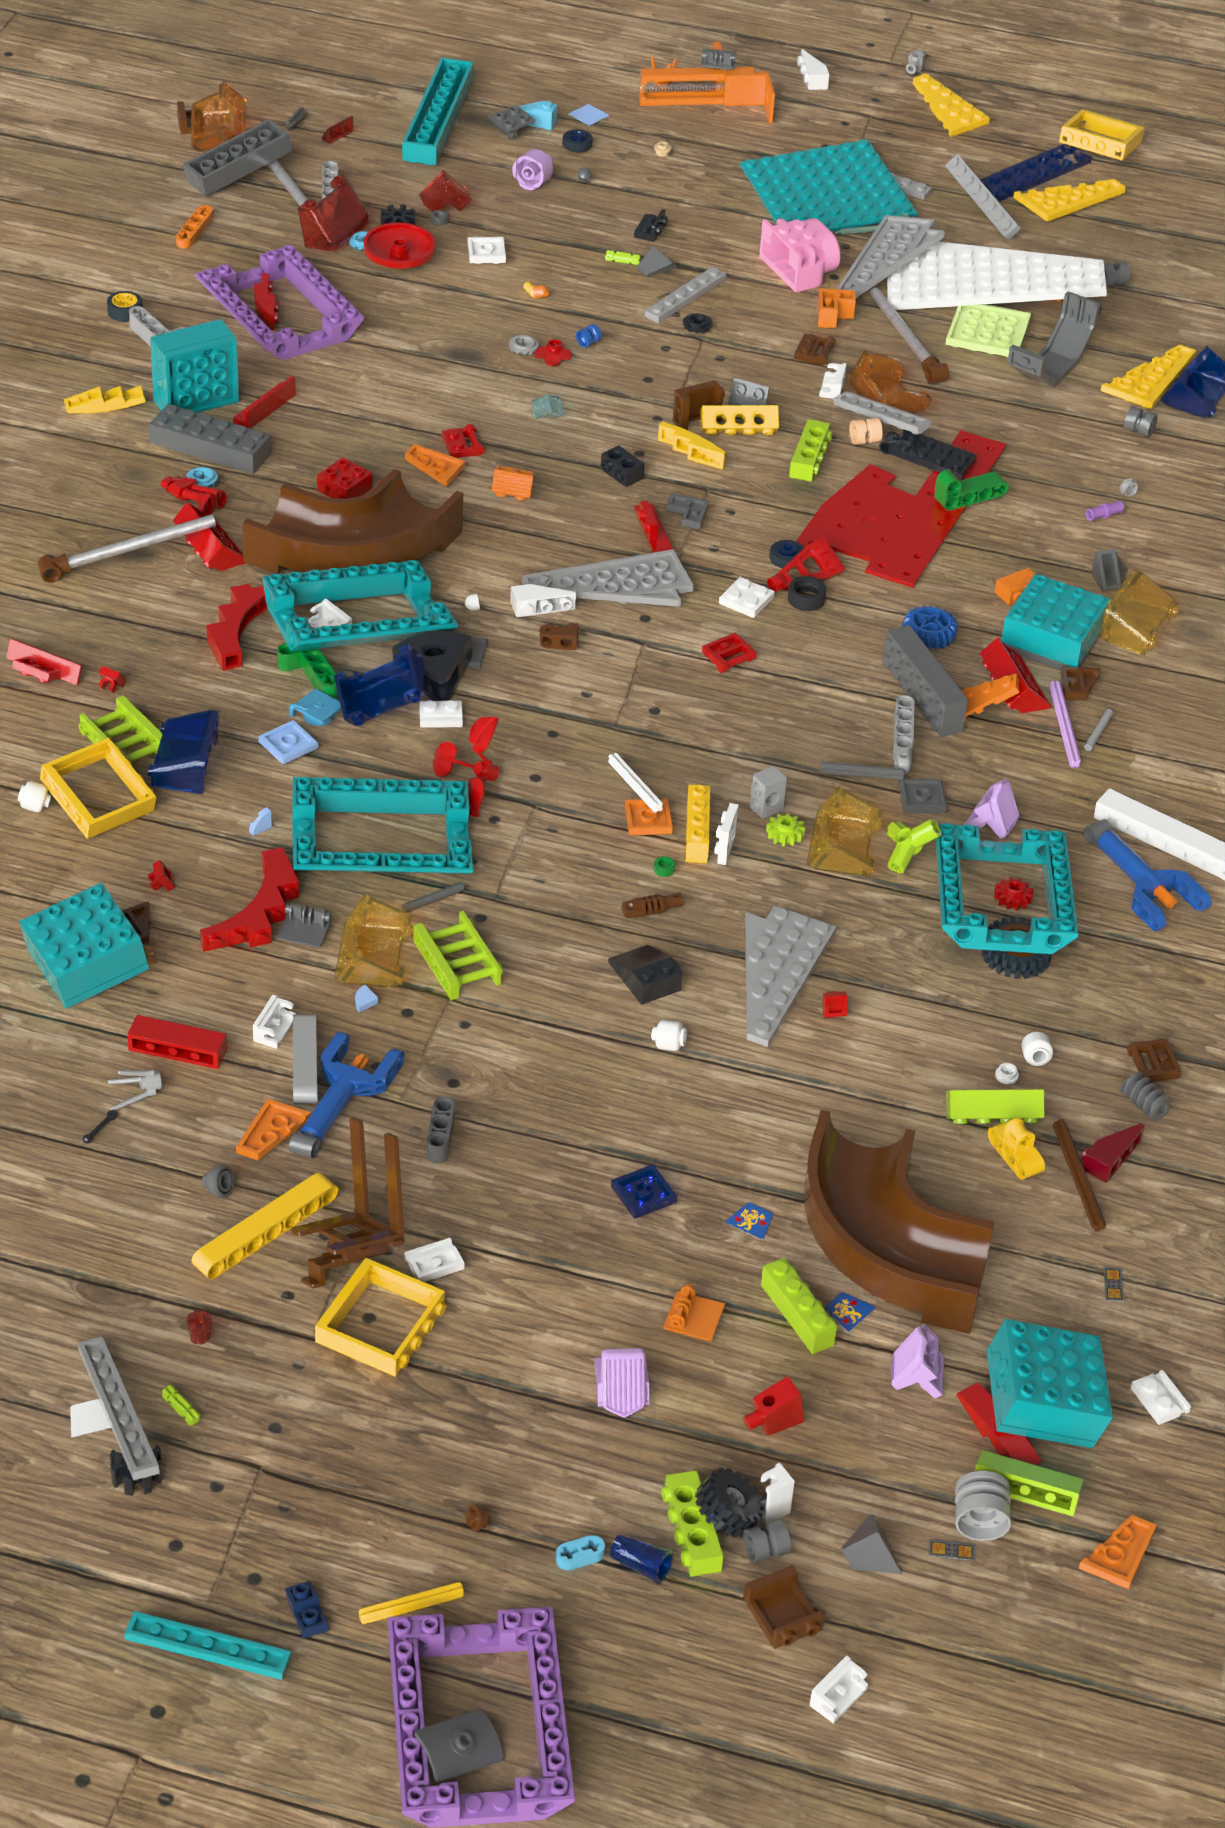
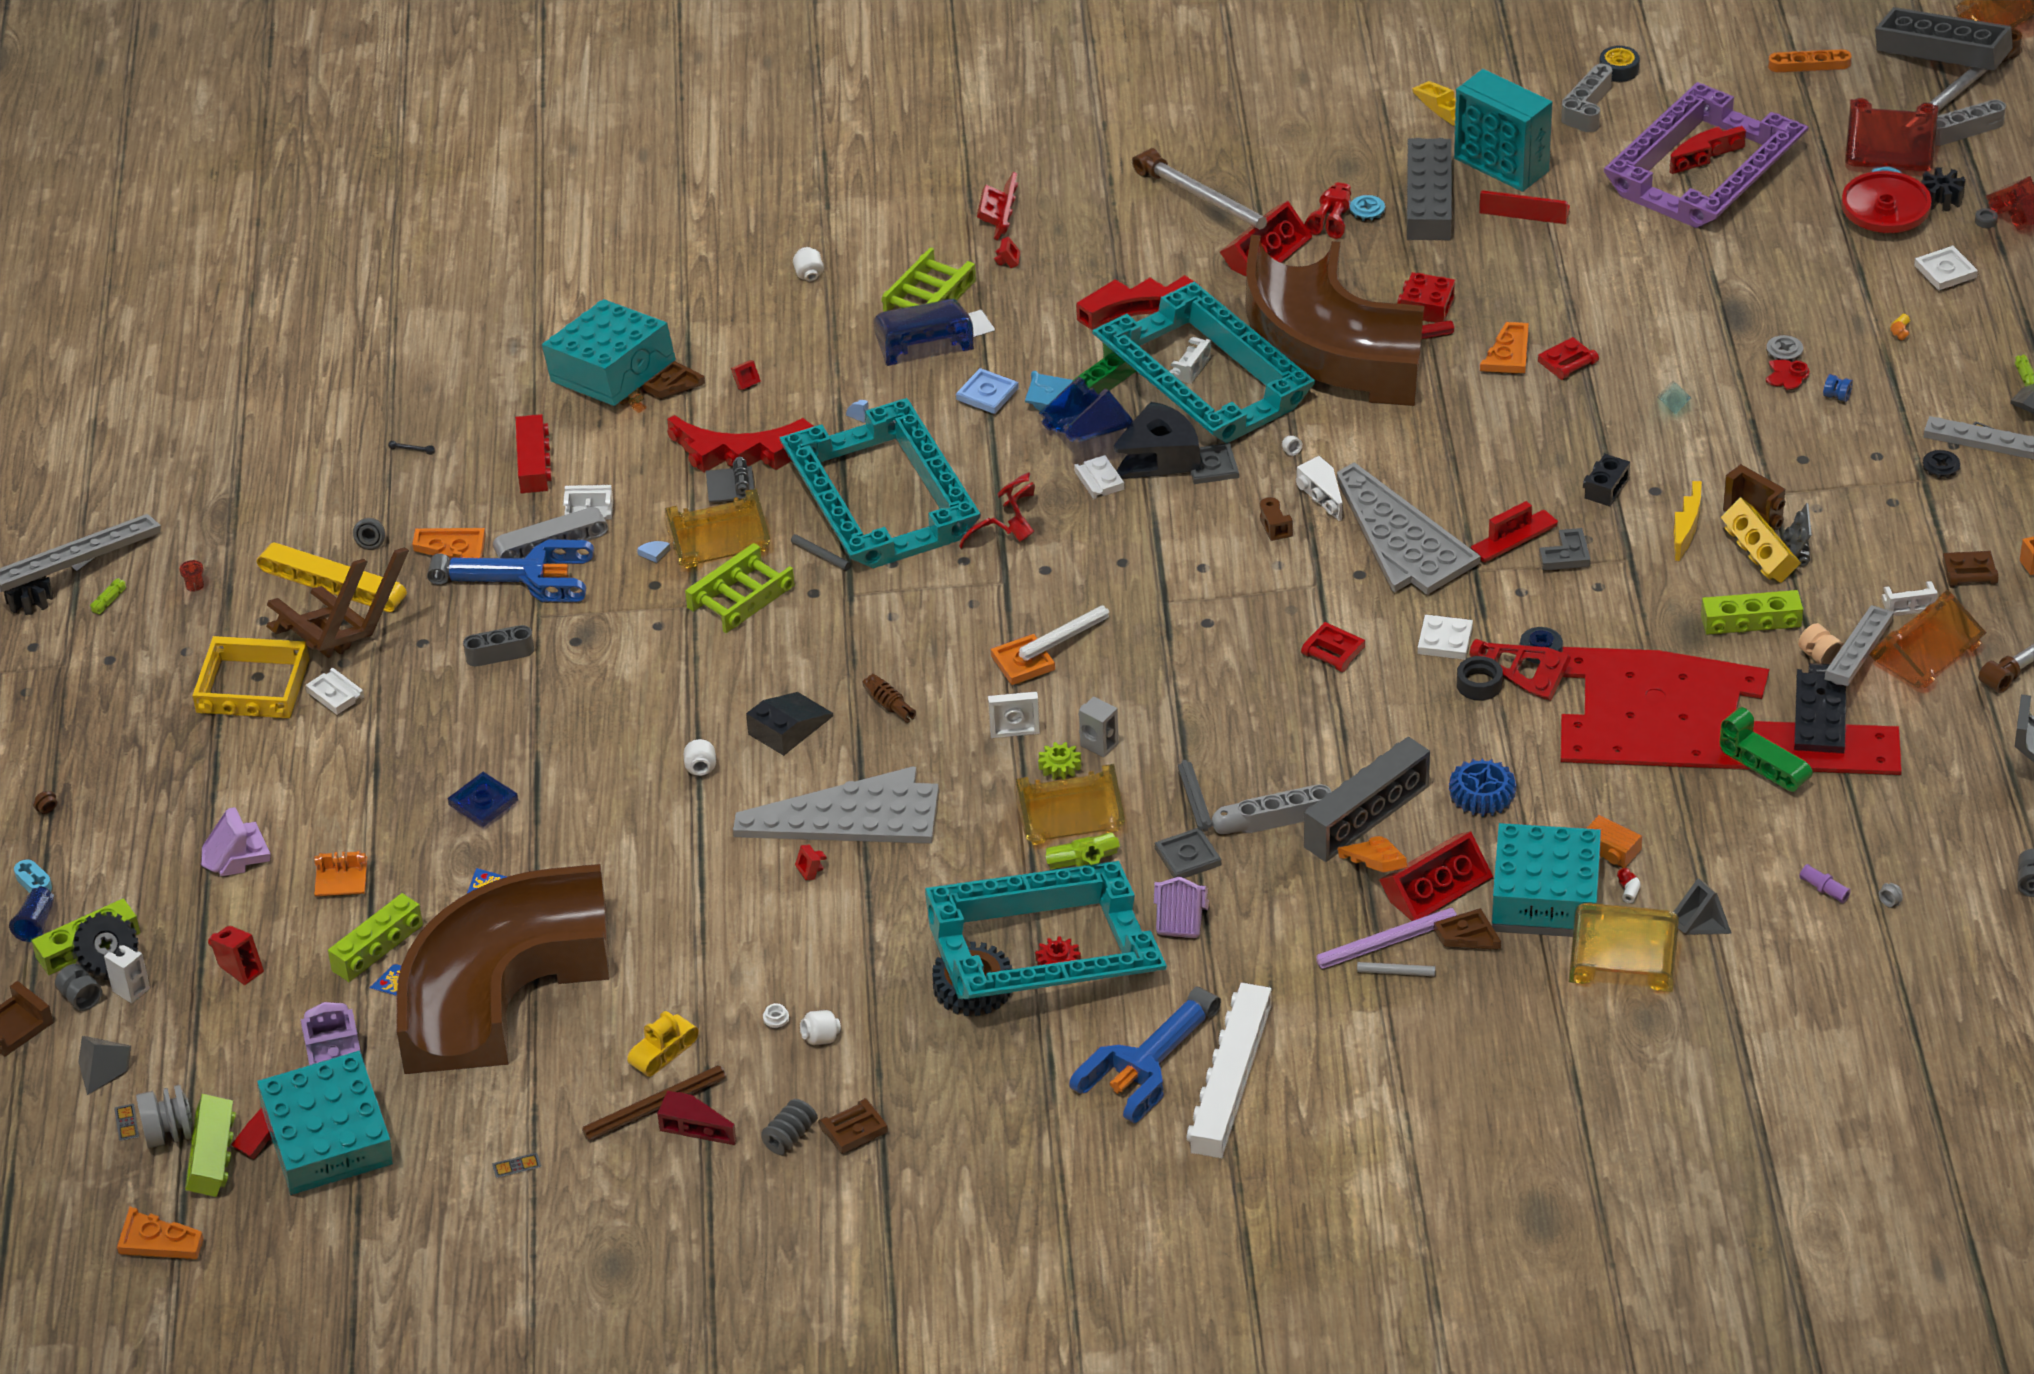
camera: 75 degrees right, 0 degrees up
(90, 827) = (807, 275): yellow window -> none
(148, 1080) = (474, 453): light grey plant -> none
(512, 482) = (1508, 407): orange brick -> none
(664, 866) = (958, 693): green tile -> none
(697, 823) = (1053, 688): yellow brick -> none
(994, 1105) = (713, 1010): lime brick -> none
(1160, 1397) = (372, 1229): white plate -> none

